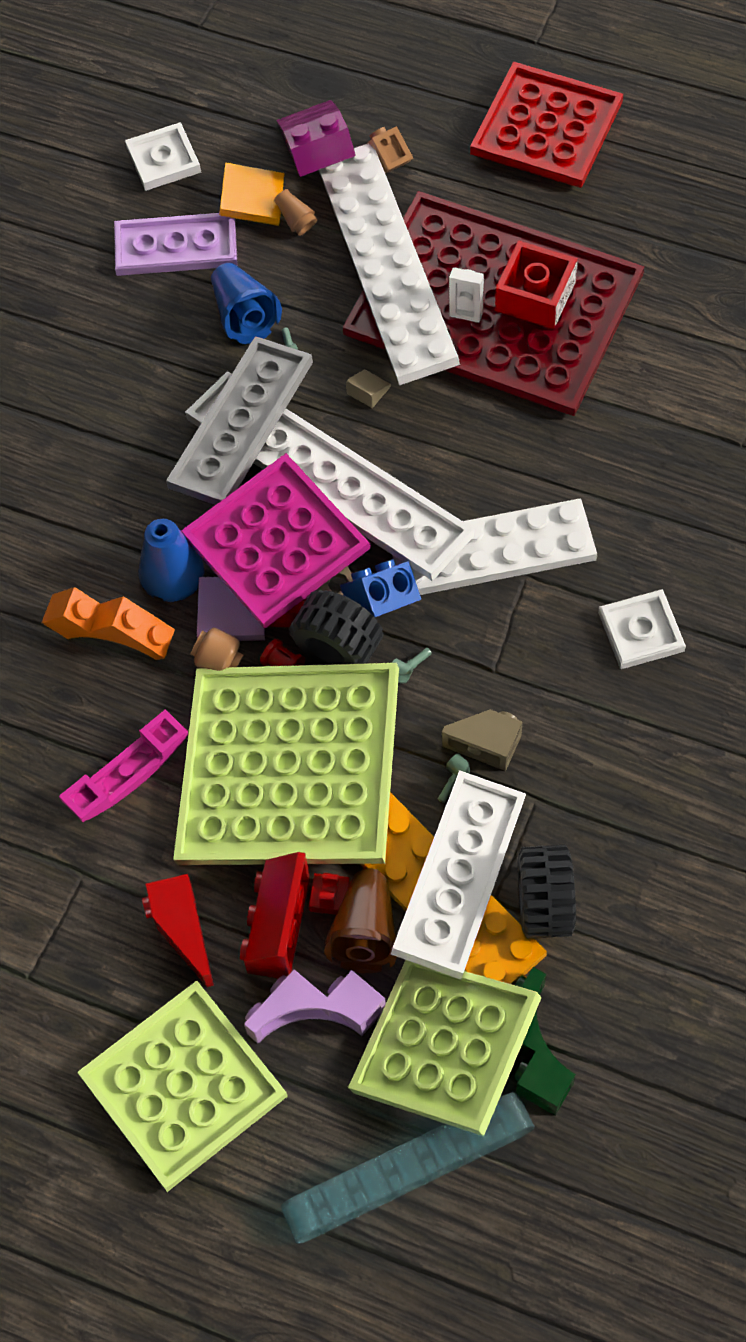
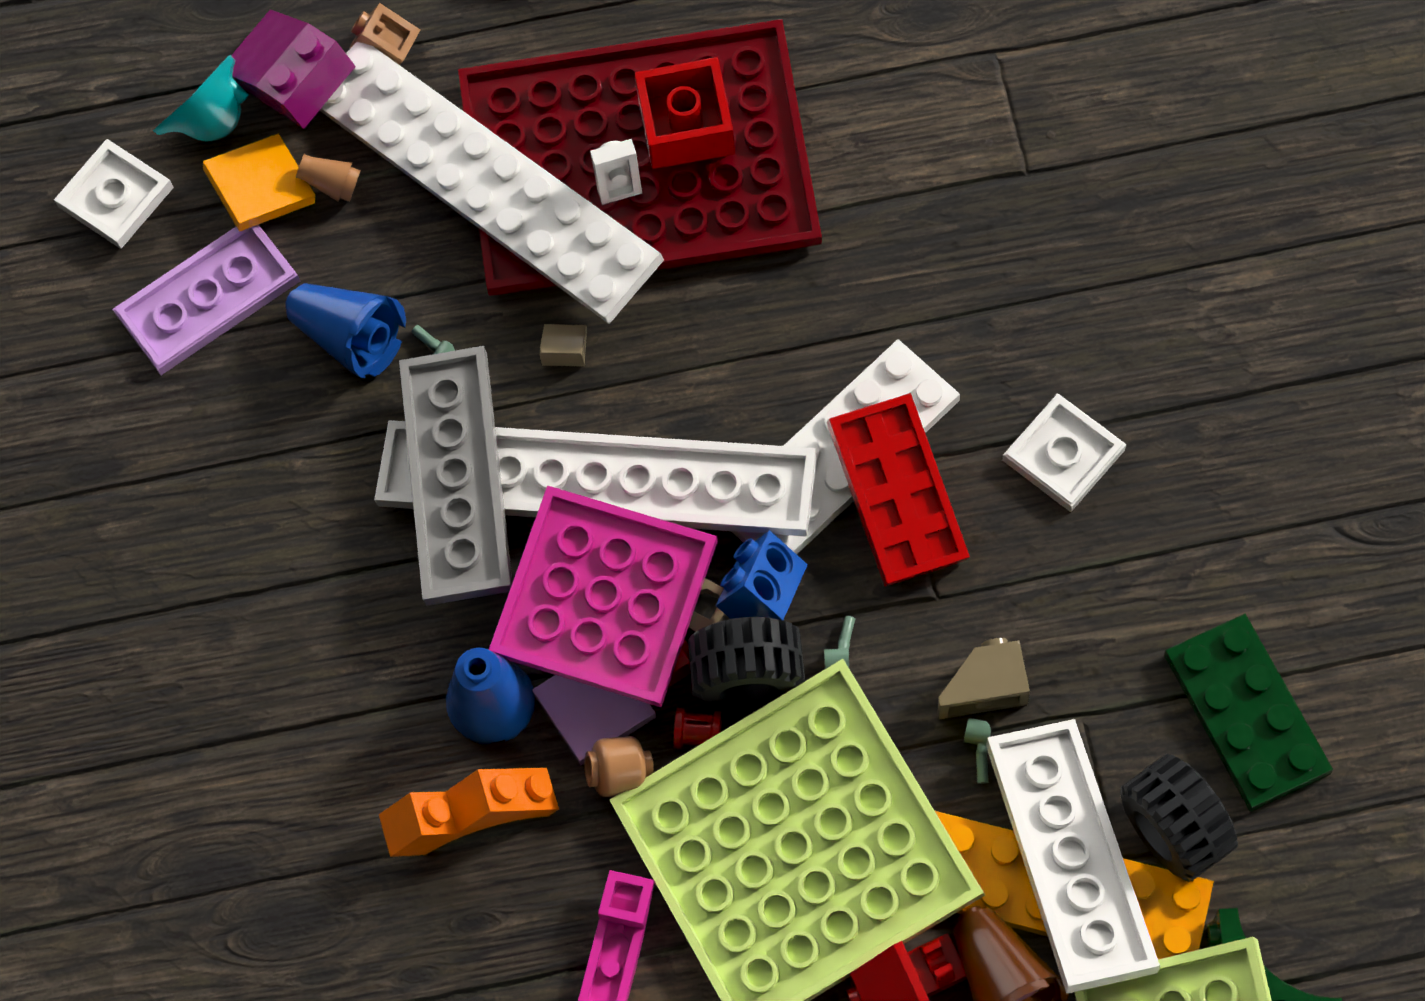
camera: 30 degrees left, 5 degrees up
(253, 135) = (211, 110): none -> teal hat
(511, 586) = (897, 489): none -> red plate
(648, 861) = (1248, 712): none -> dark green plate

